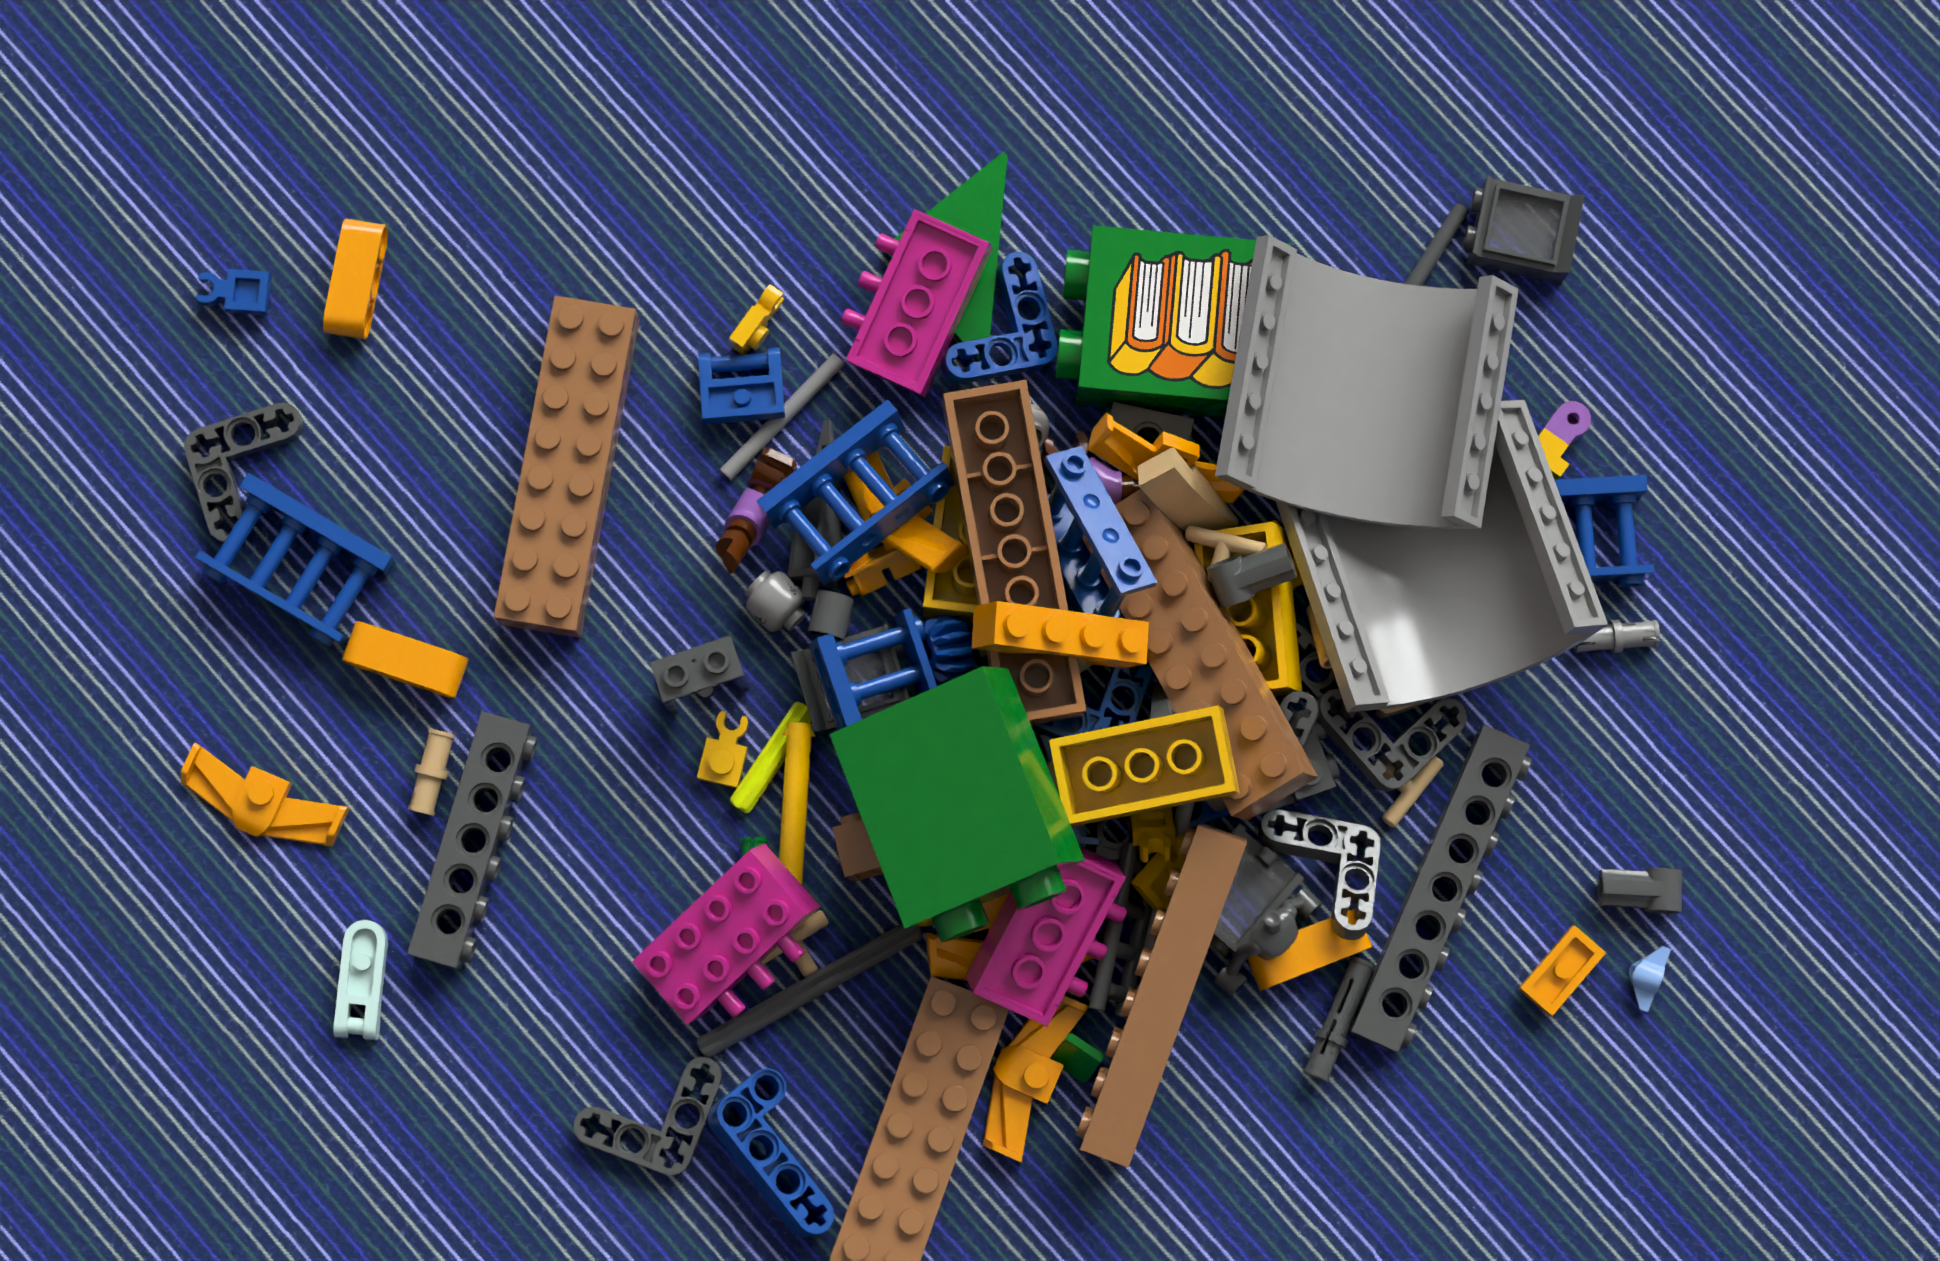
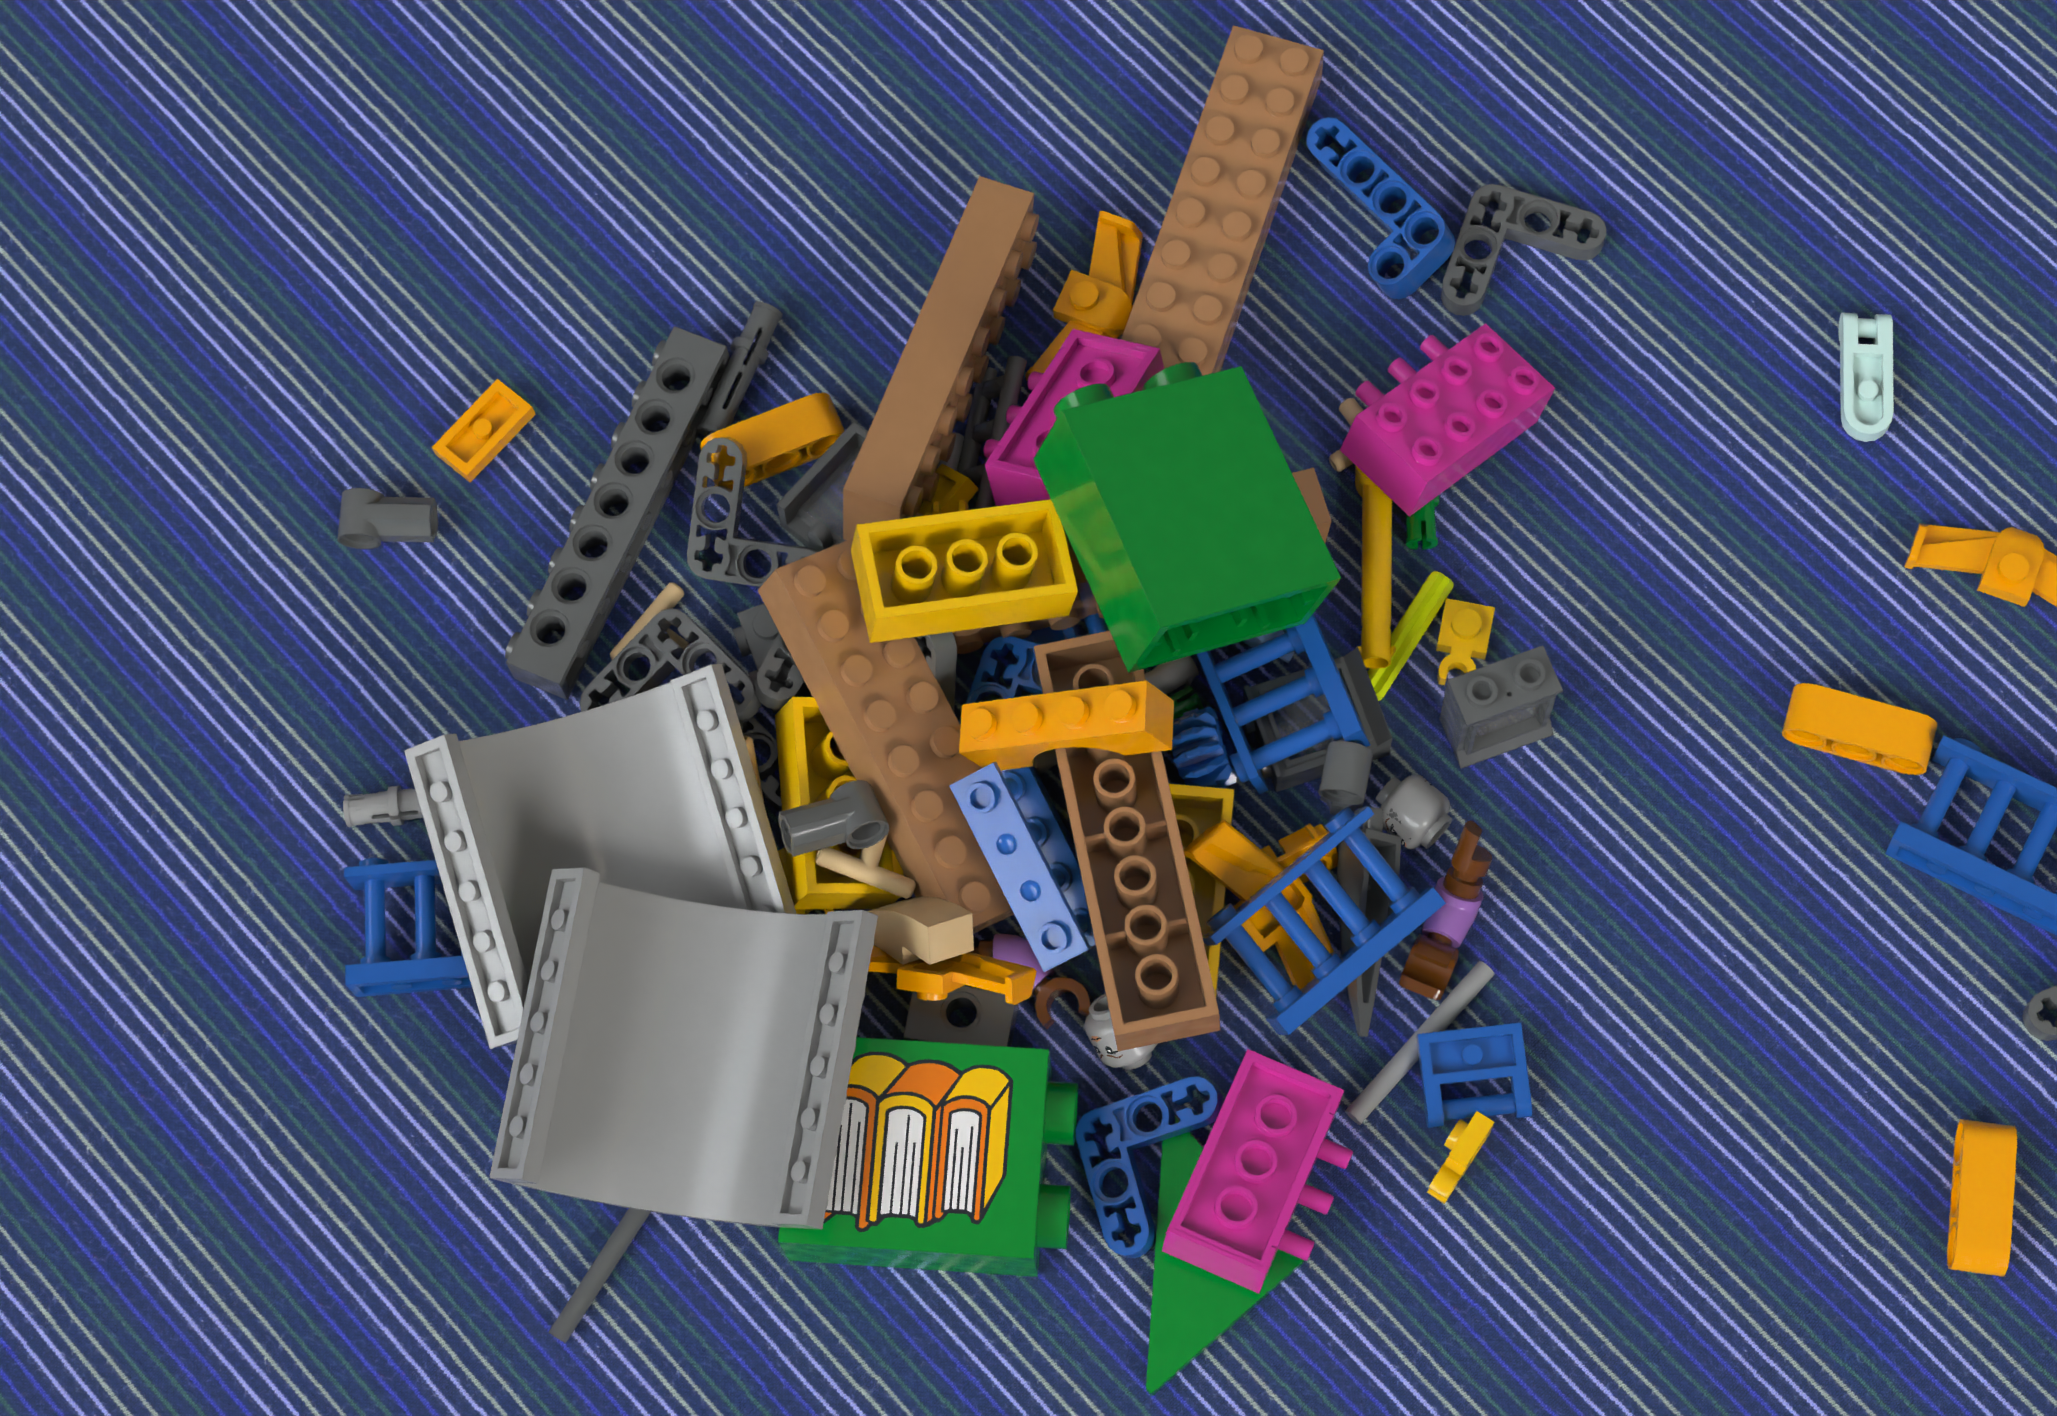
camera: 170 degrees left, 10 degrees down
(431, 772) = (1812, 603): tan pin -> none
(491, 736) = (1788, 413): dark grey brick -> none
(567, 467) = (1684, 966): medium nougat brick -> none
(807, 989) = (1374, 369): dark grey axle -> none
(1078, 1057) = (1034, 324): green slope -> none
(1269, 938) = (811, 437): dark grey piece -> none
(1523, 230) = (478, 1304): dark grey window -> none
(1562, 429) = (452, 1041): medium lavender leg -> none
(1647, 976) = (384, 430): light blue piece -> none

